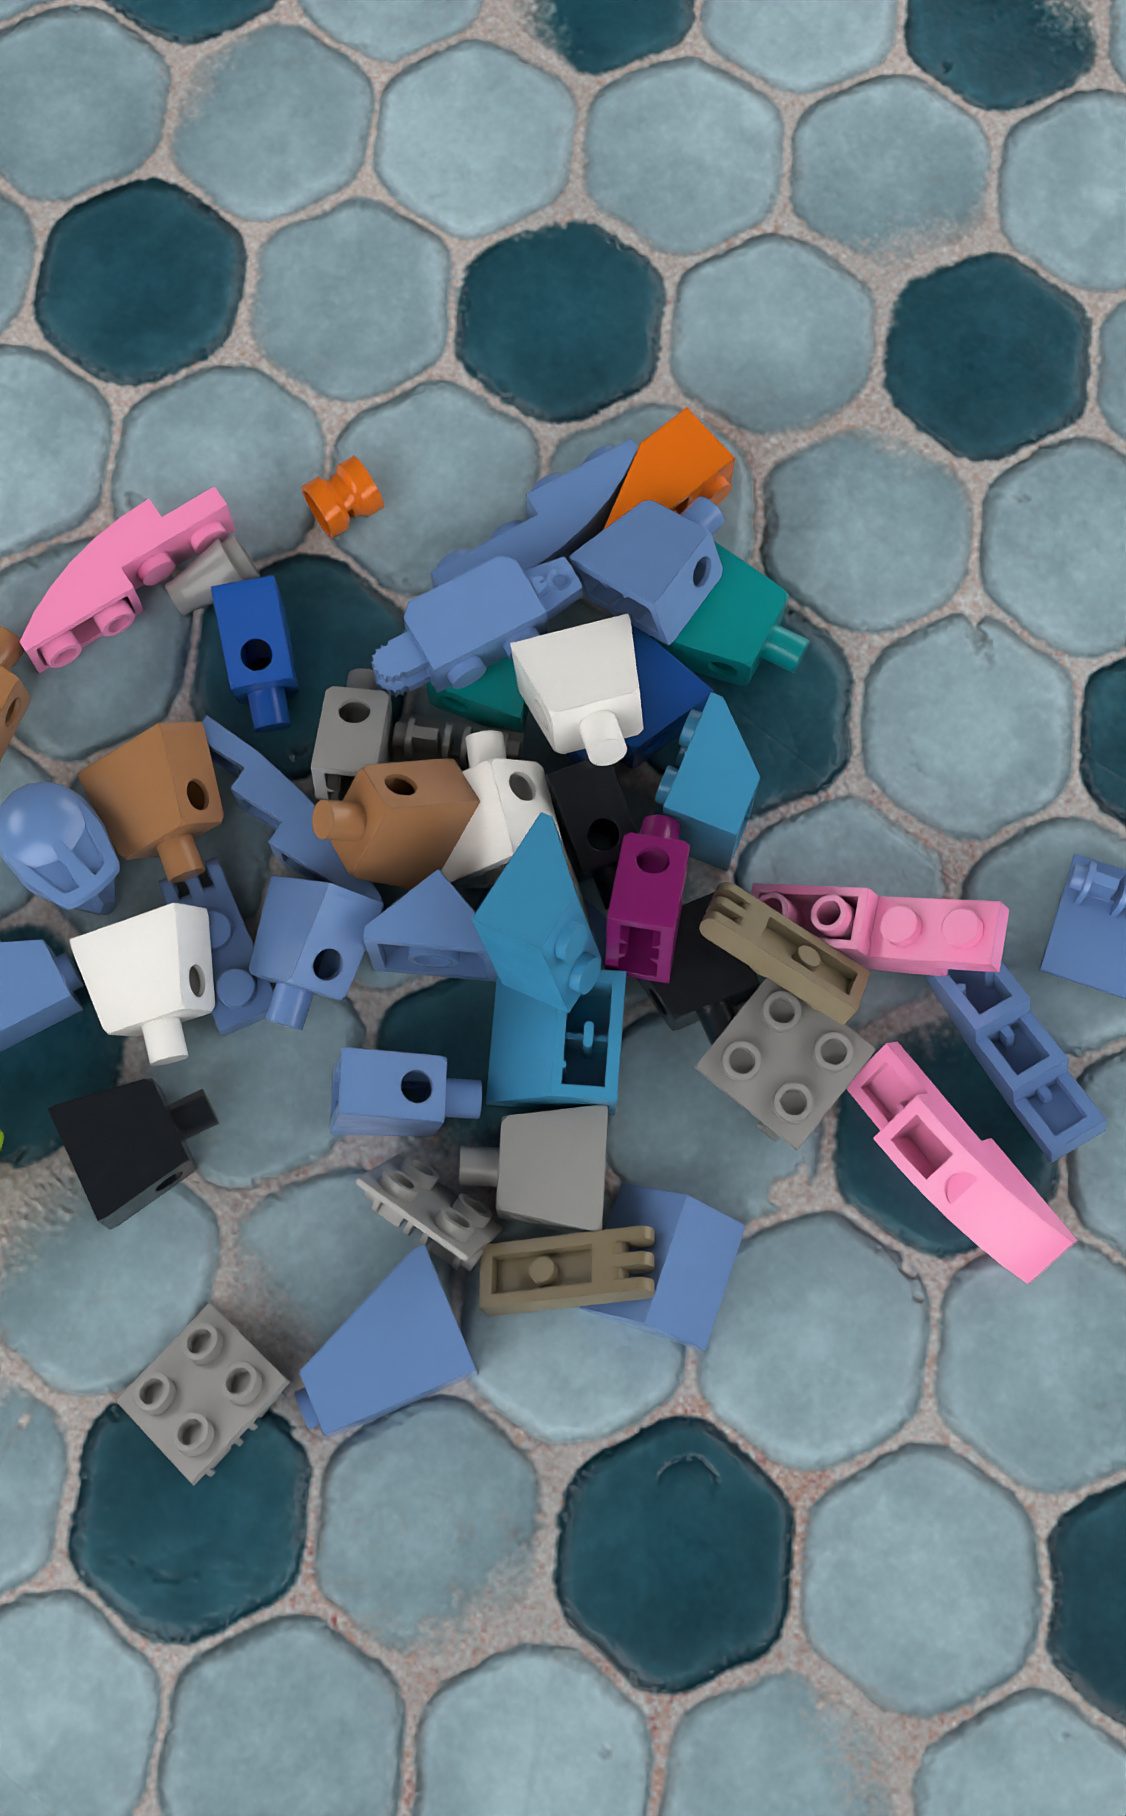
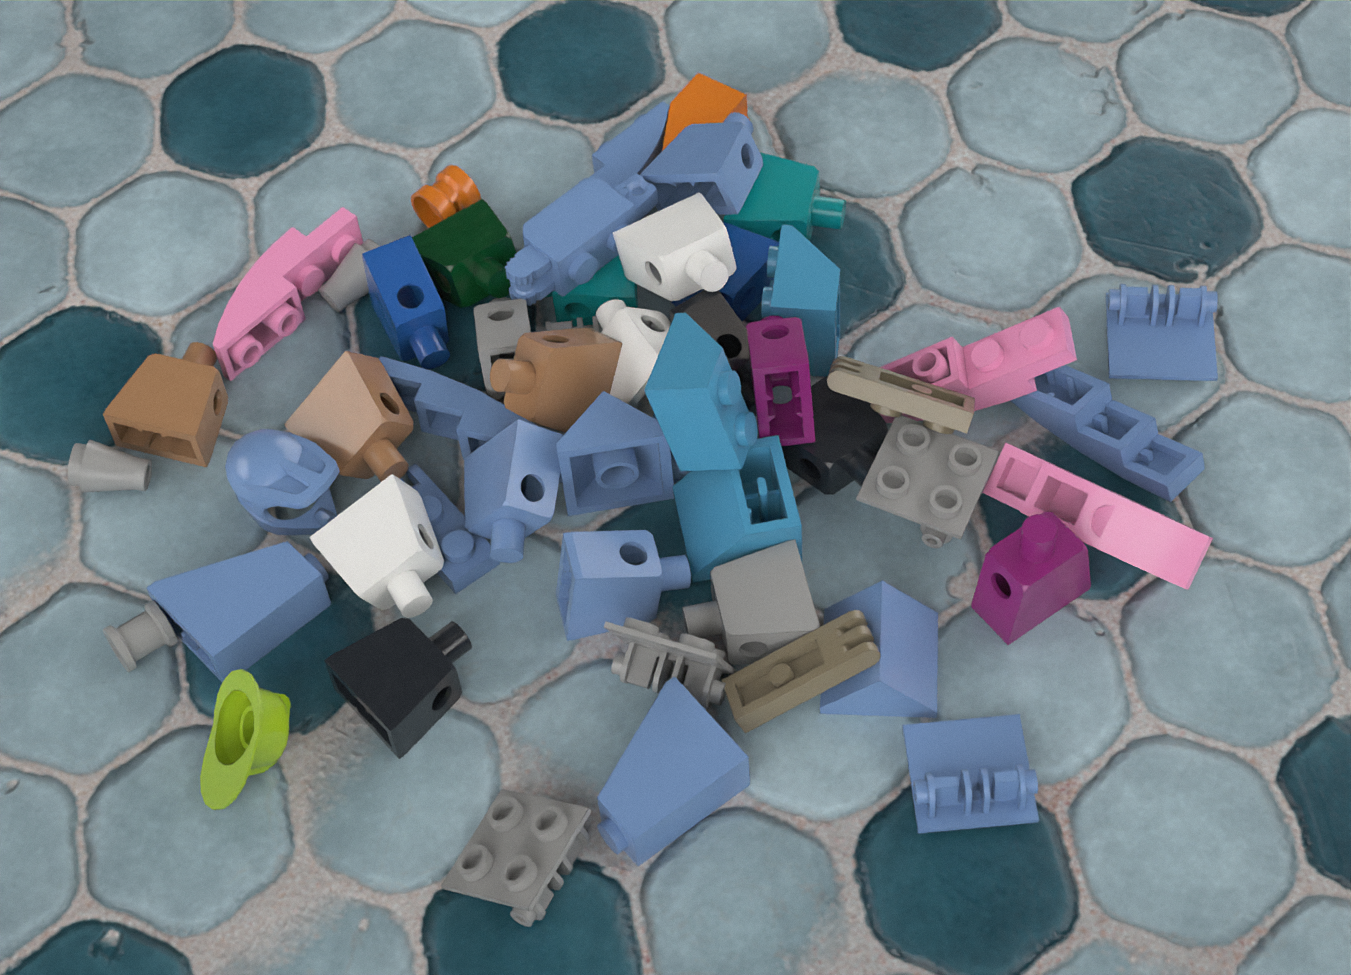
camera: 10 degrees left, 20 degrees down
(343, 594) = (467, 255): none -> dark green torso
(717, 1438) = (970, 774): none -> medium blue hinge
(857, 1225) = (1031, 576): none -> magenta torso

